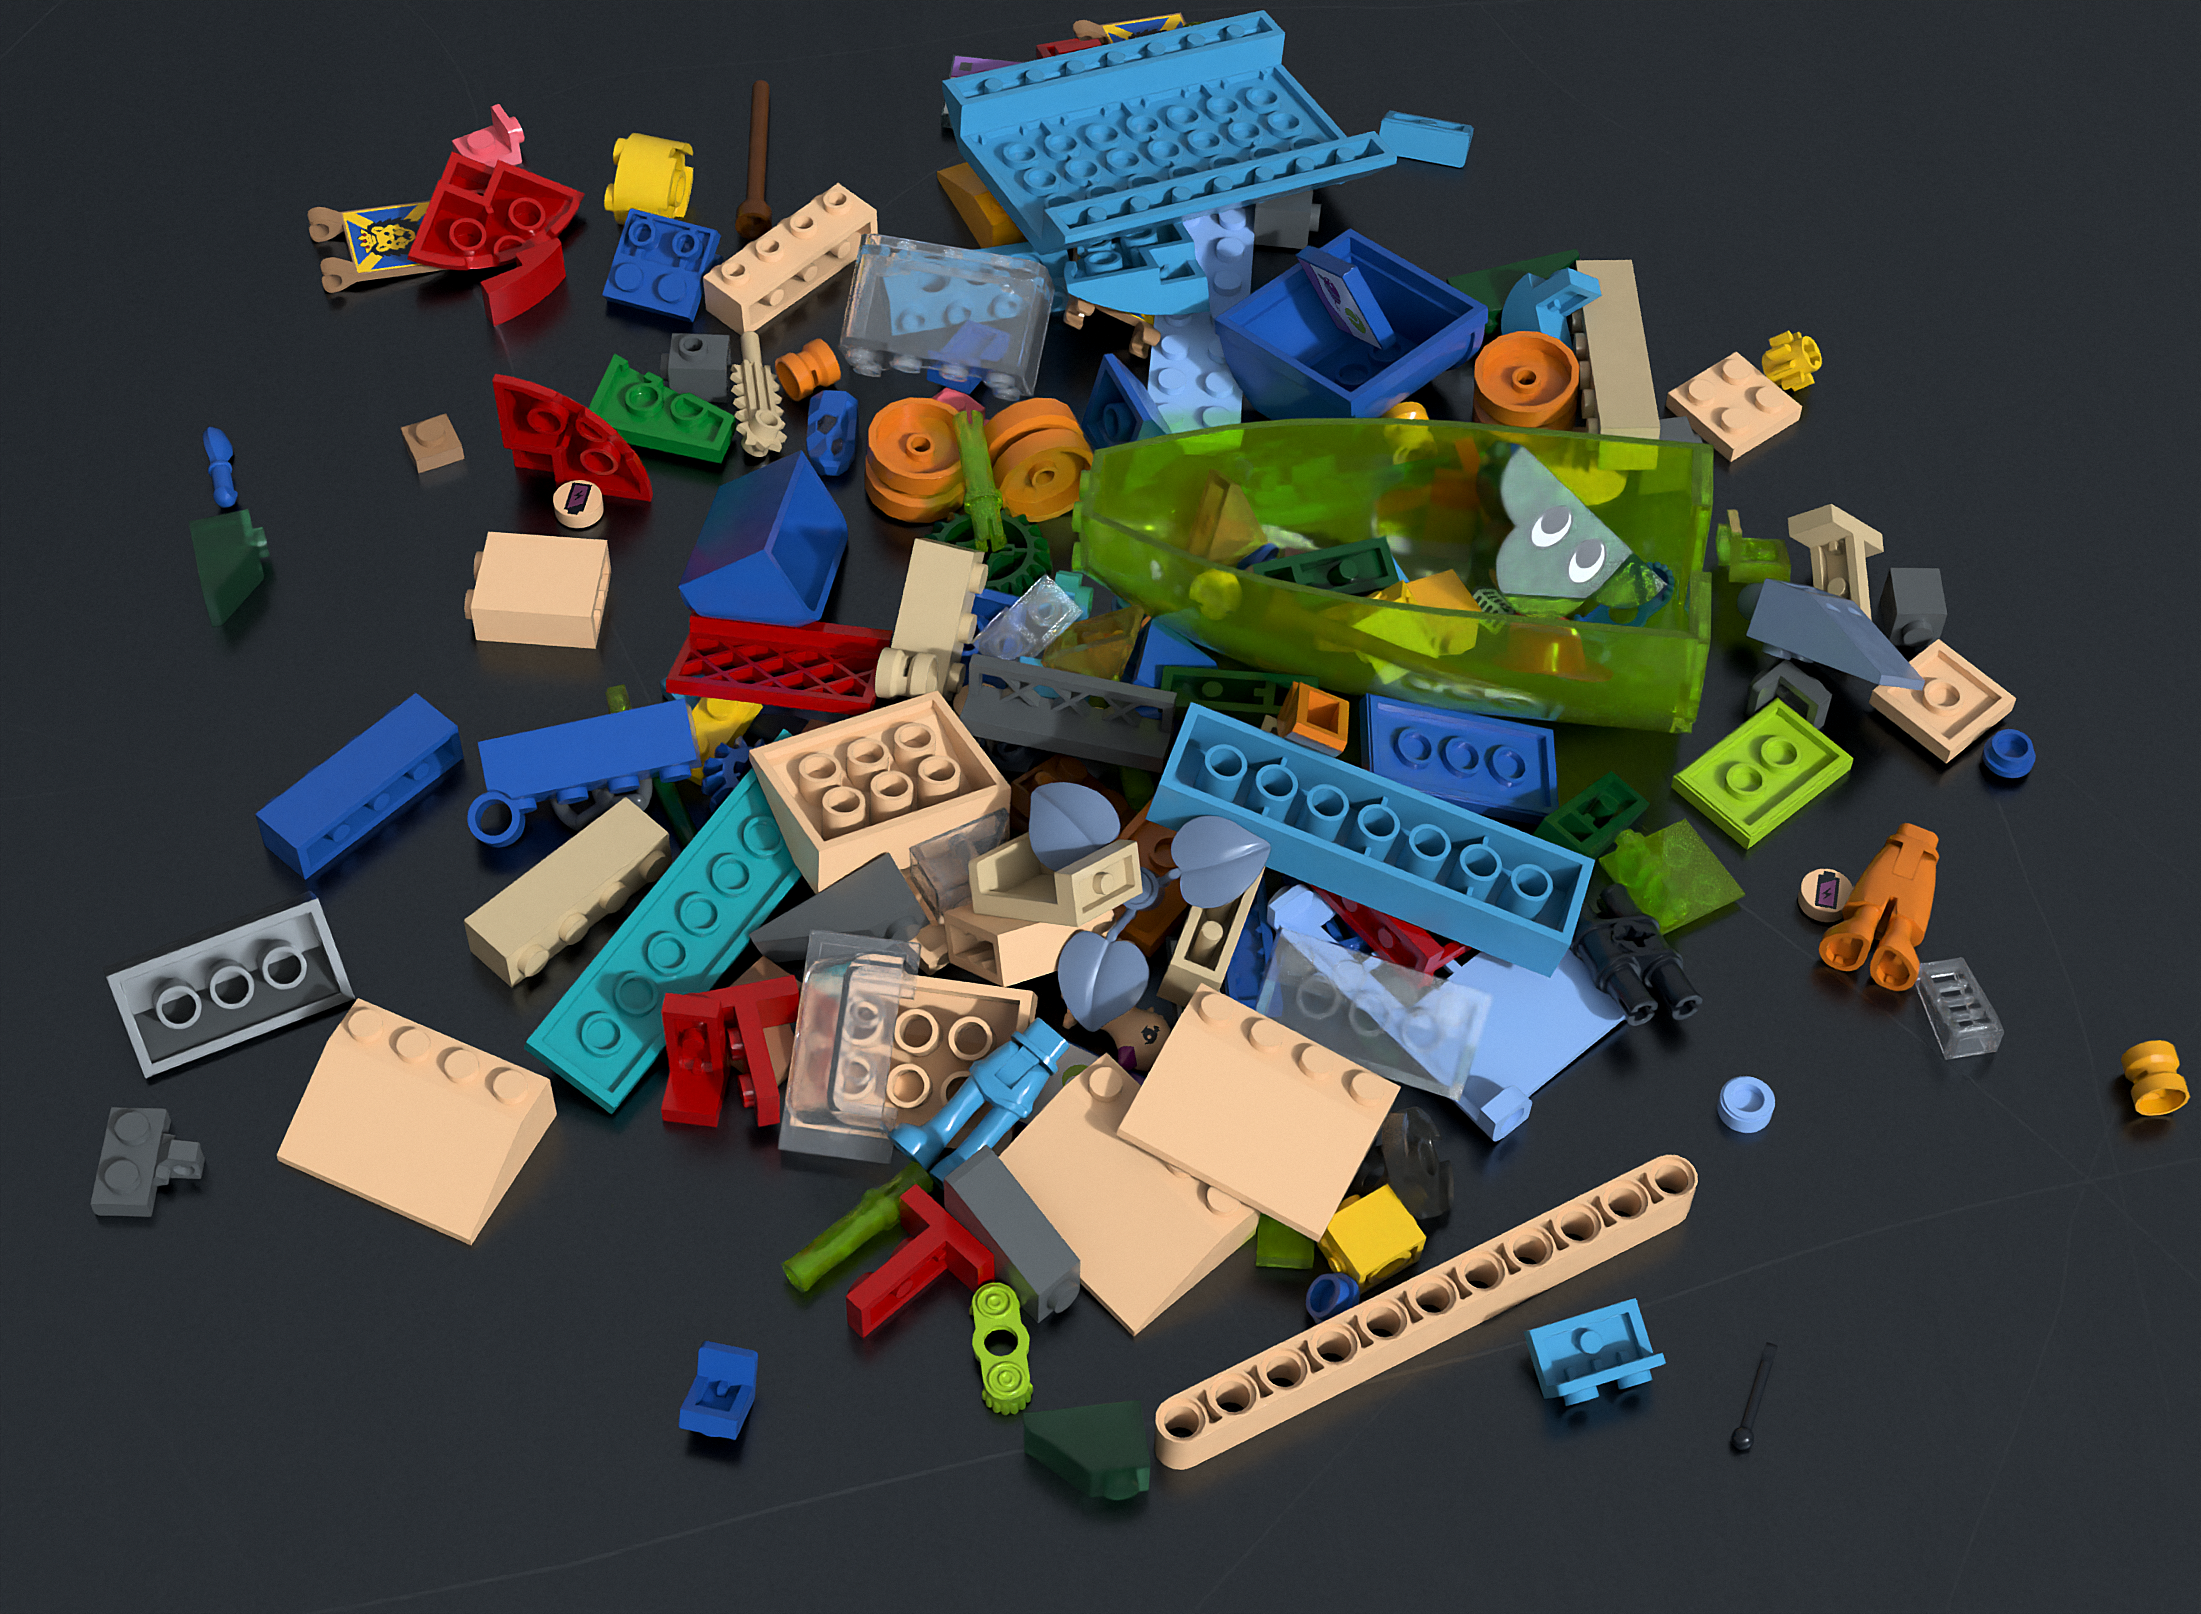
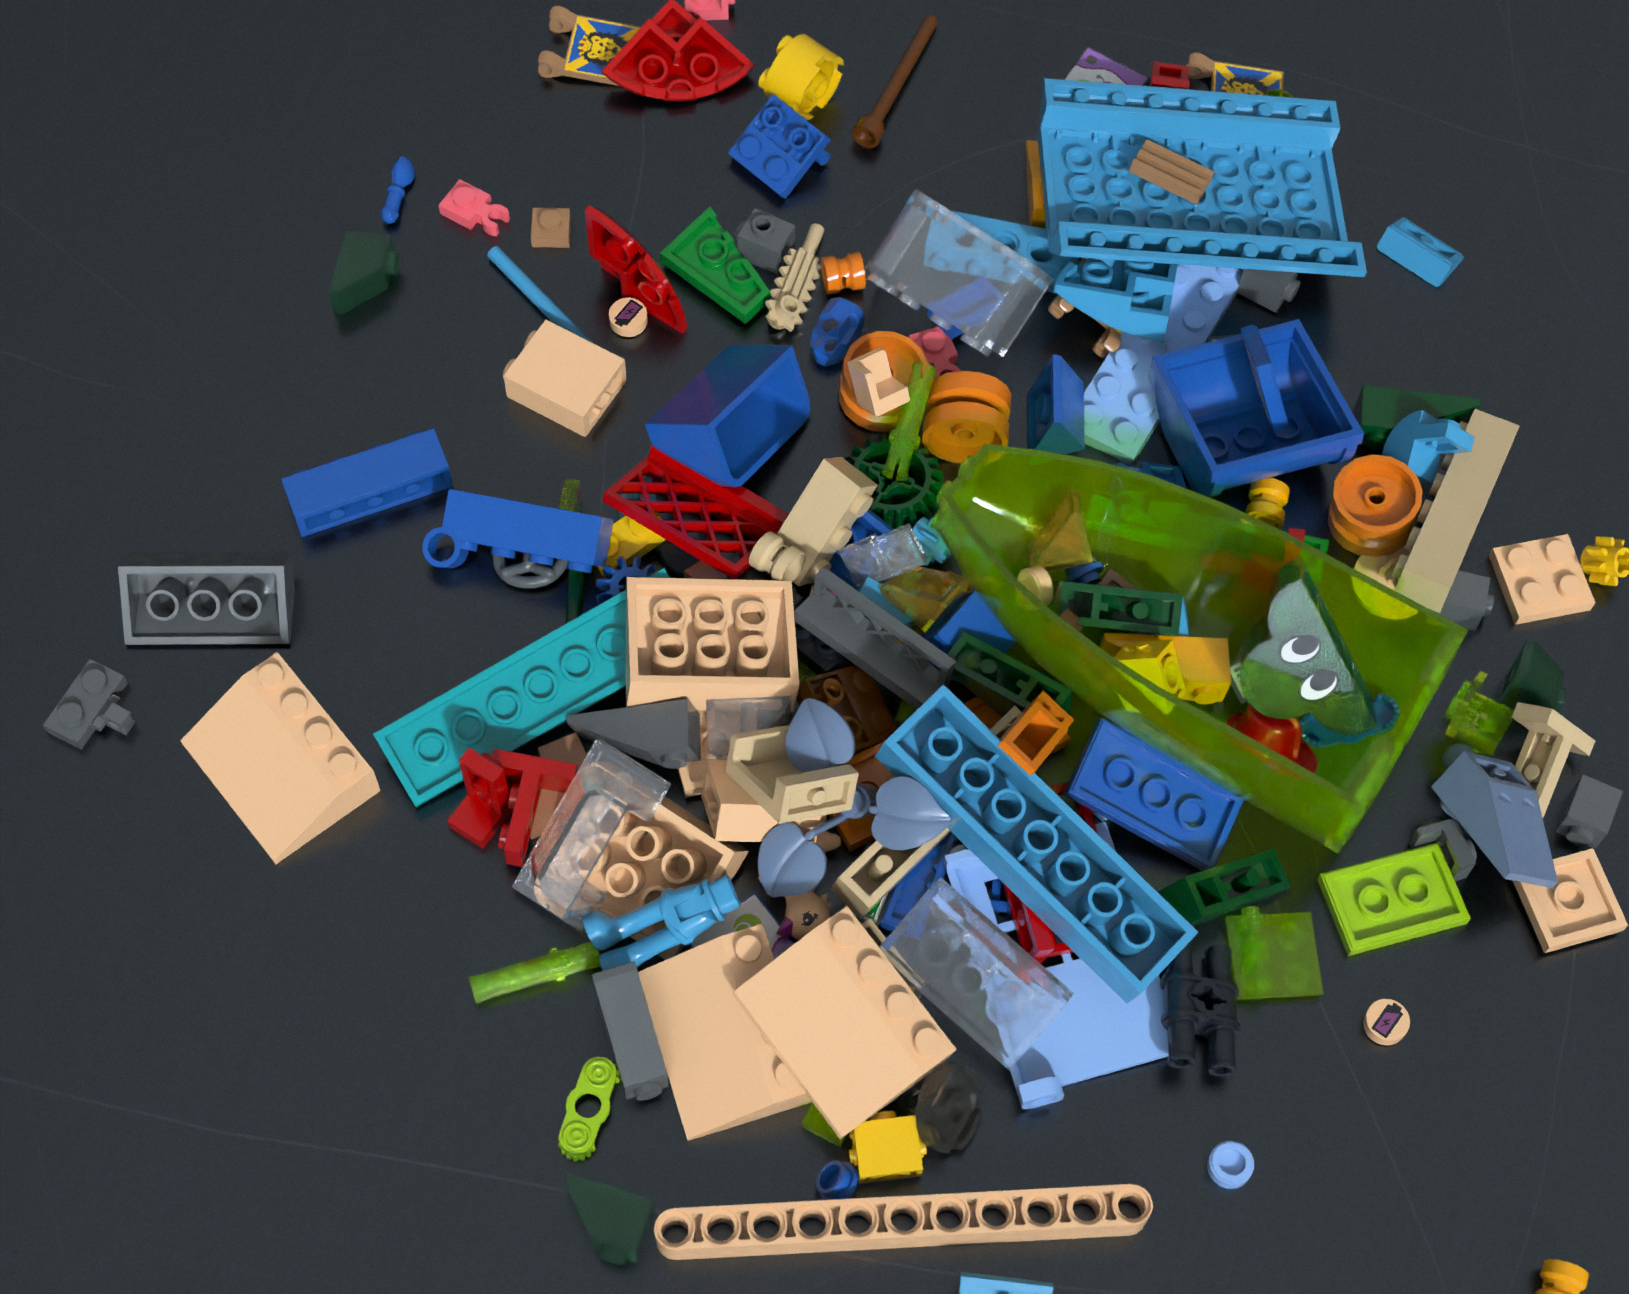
camera: 25 degrees right, 10 degrees up
(322, 453) = (471, 206): none -> coral plate
(435, 512) = (533, 292): none -> dark azure bar
(517, 290) = (691, 118): red slope -> none
(568, 892) = (467, 626): tan brick -> none
(720, 1391) = (377, 1056): blue bracket -> none
(789, 260) = (877, 176): light nougat brick -> none
(920, 454) = (874, 383): none -> light nougat panel
(936, 1245) = (557, 1019): red bracket -> none
(1129, 132) = (1173, 170): none -> medium nougat tile
(1780, 493) = (1533, 679): none -> clear green slope
(1891, 905) = (1430, 1053): orange piece -> none
(1957, 1040) = (1428, 1190): clear slope -> none
(2009, 753) = (1598, 968): blue plate -> none

